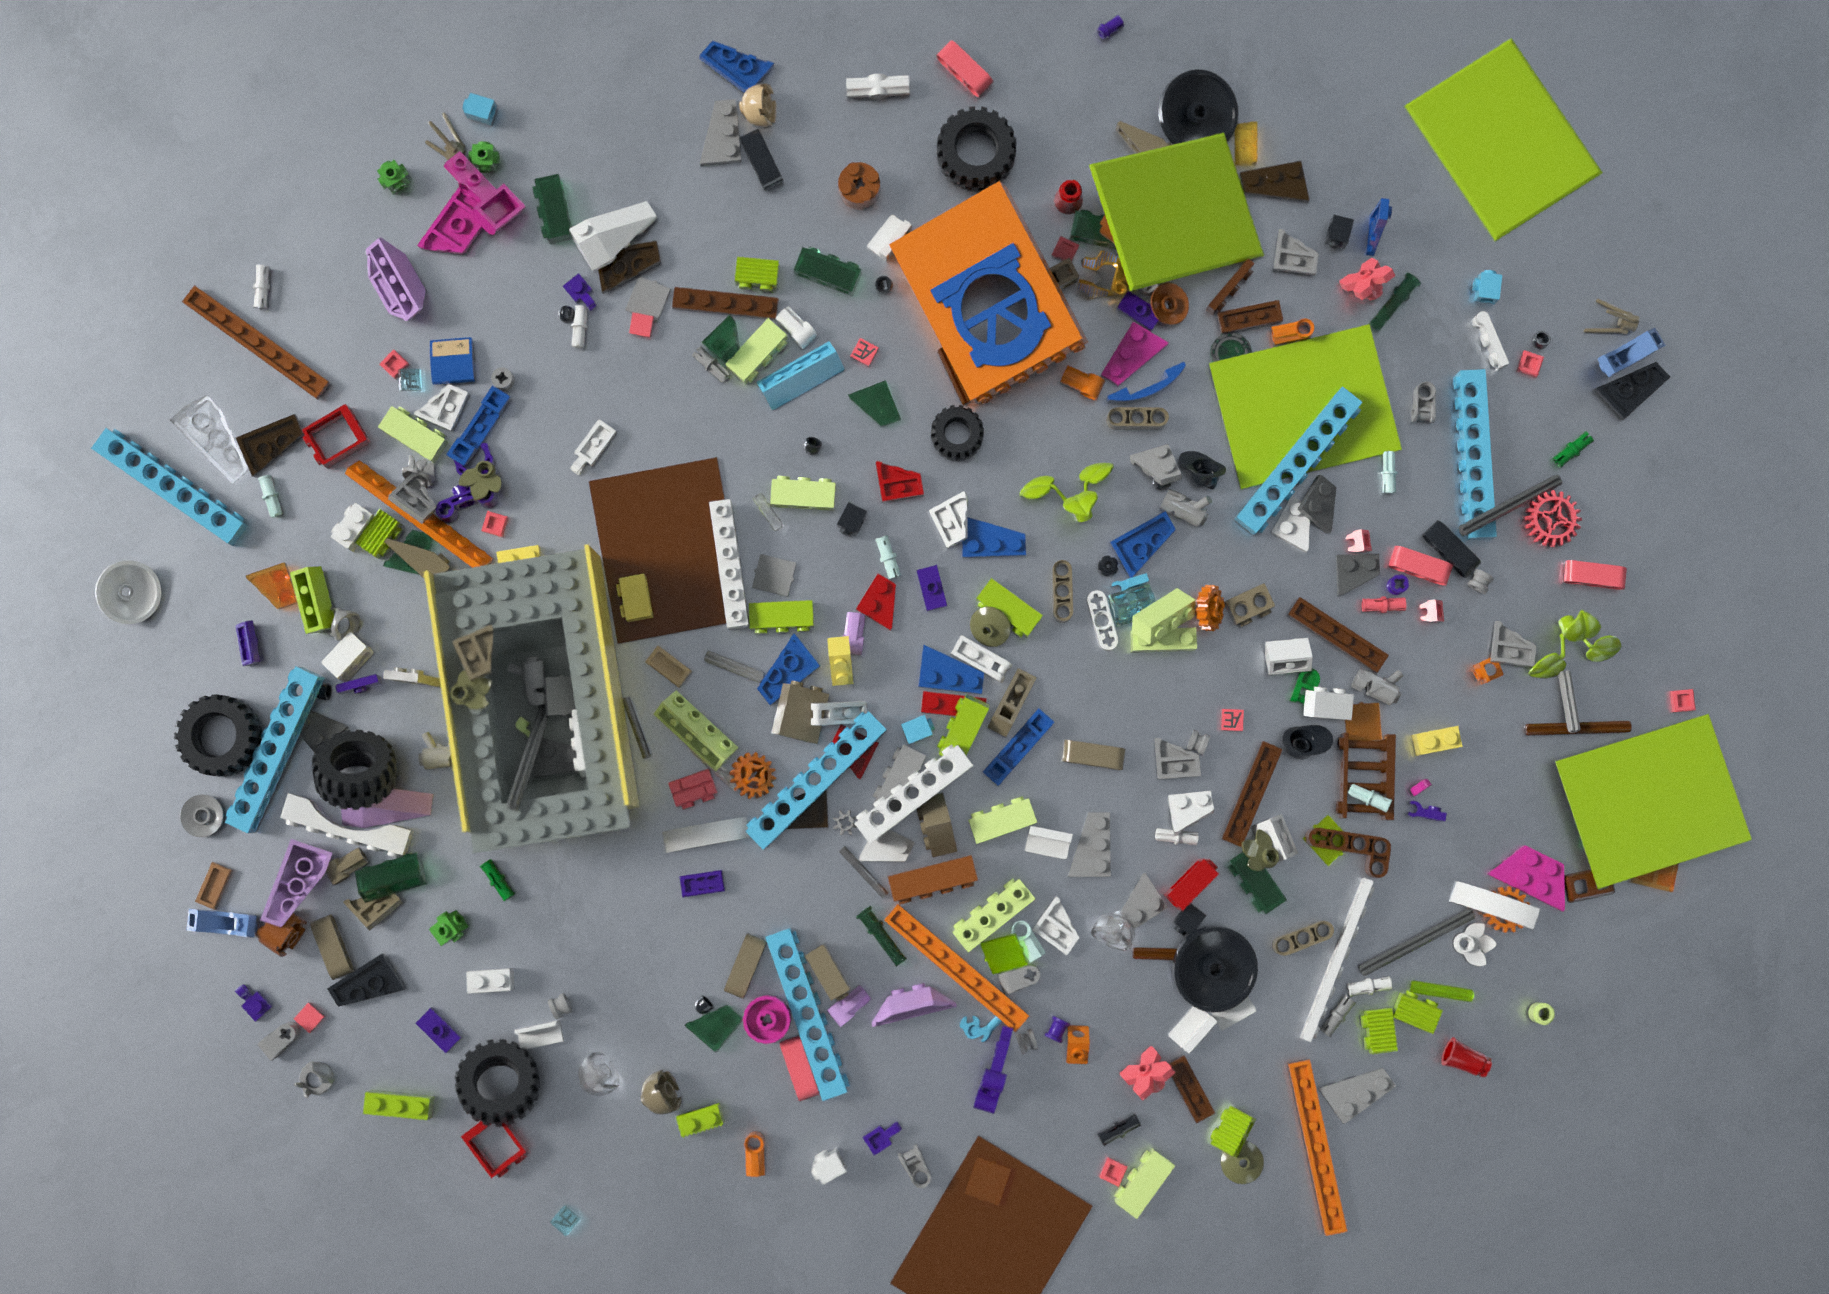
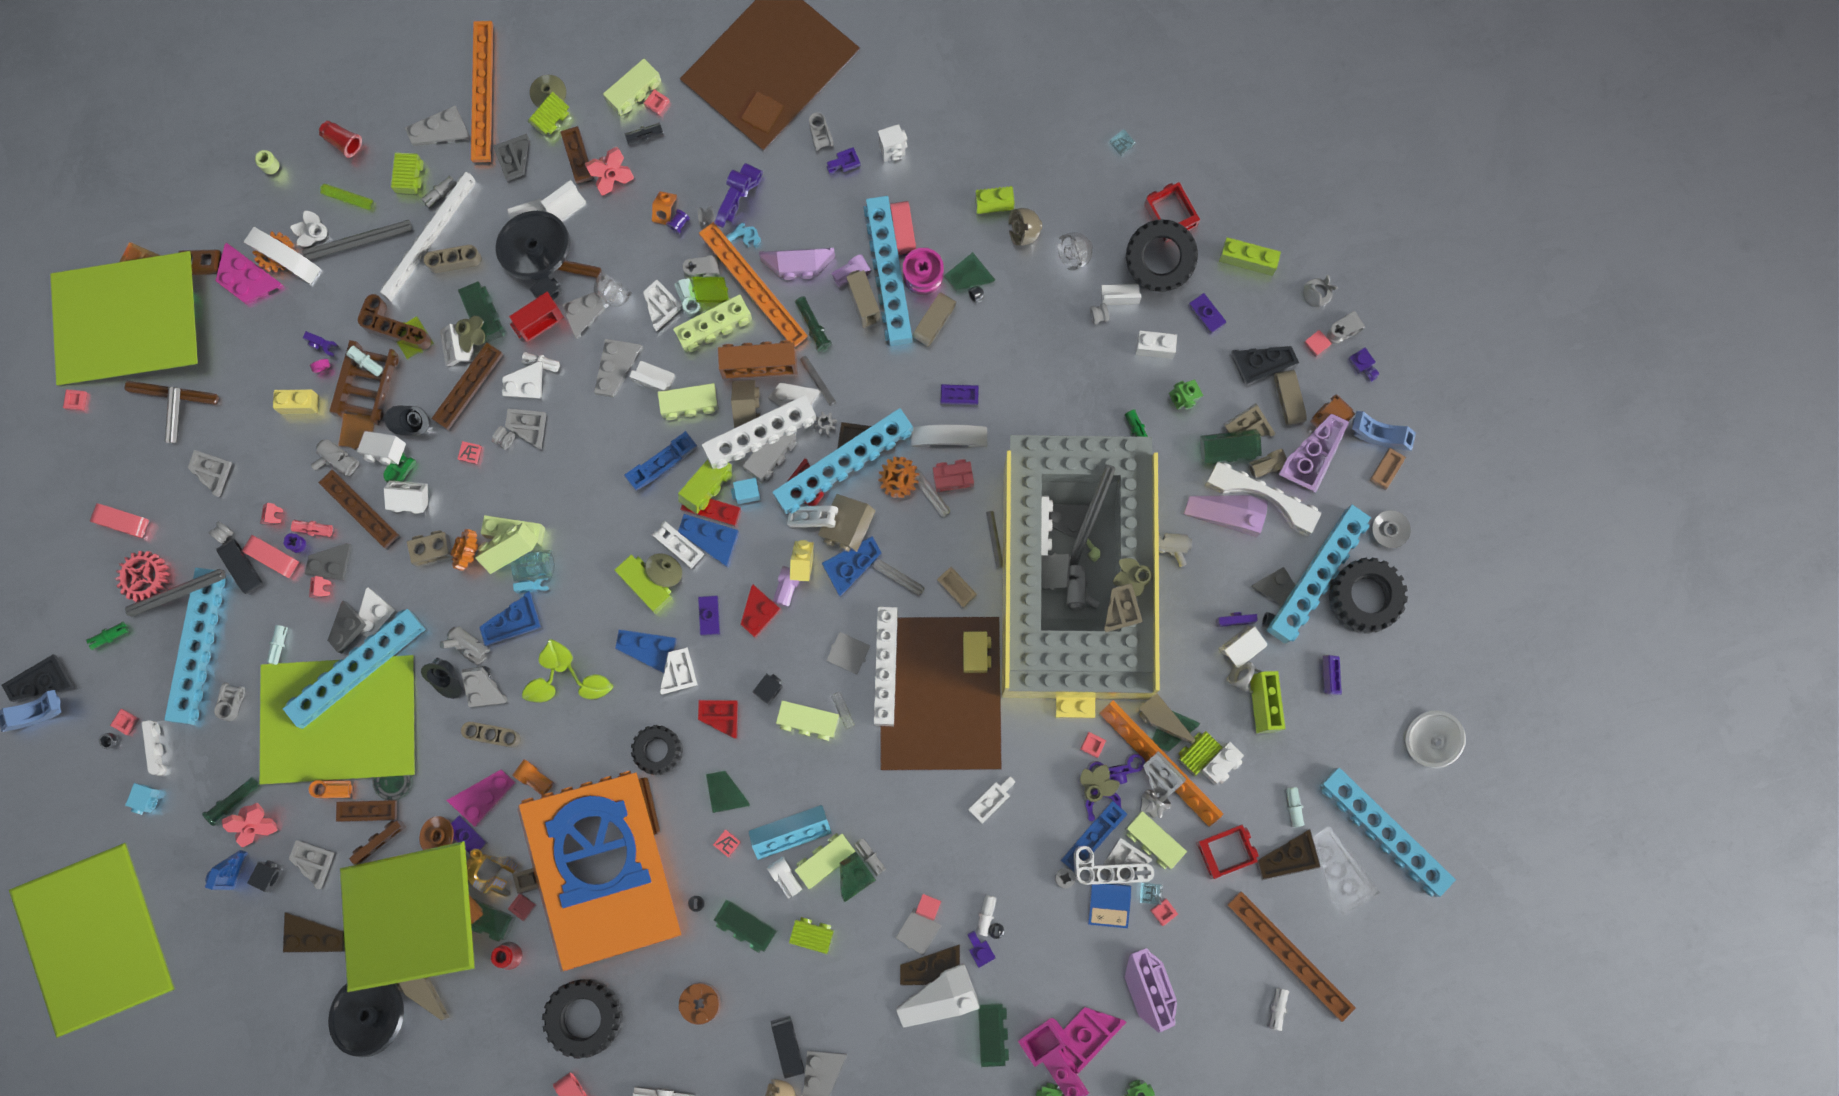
camera: 170 degrees left, 5 degrees down
(275, 585) = (1300, 723): clear orange wing -> none
(360, 788) = (1249, 517): black tyre -> none
(414, 677) = (1187, 616): light grey wing -> none
(451, 394) = (1114, 870): none -> white beam
(695, 730) = (941, 524): yellowish green brick -> none
(725, 303) = (847, 914): reddish brown plate -> none
(755, 1156) = (953, 165): orange piece -> none
(781, 616) = (847, 613): lime brick -> none
(812, 445) = (788, 767): black hinge -> none
(888, 233) = (682, 949): white panel -> none
(888, 557) = (742, 649): light aqua pin -> none
(1012, 702) = (658, 500): dark tan slope -> none
(1066, 581) = (589, 581): dark tan beam -> none
(1092, 606) = (567, 545): white beam -> none
(1093, 755) = (597, 443): dark tan beam -> none
(1113, 565) = (547, 611): black plate -> none
(1123, 396) = (451, 767): blue slope -> none
(1246, 144) = (329, 978): clear yellow slope -> none
(1263, 1073) = (513, 156): none -> dark grey wing
(1369, 986) = (406, 211): white pin -> none
(1417, 1013) = (371, 181): lime brick -> none
(1481, 674) = (242, 454): orange bracket -> none
(1574, 630) = (133, 462): lime plant -> none
(1626, 320) = (26, 744): dark tan plant -> none

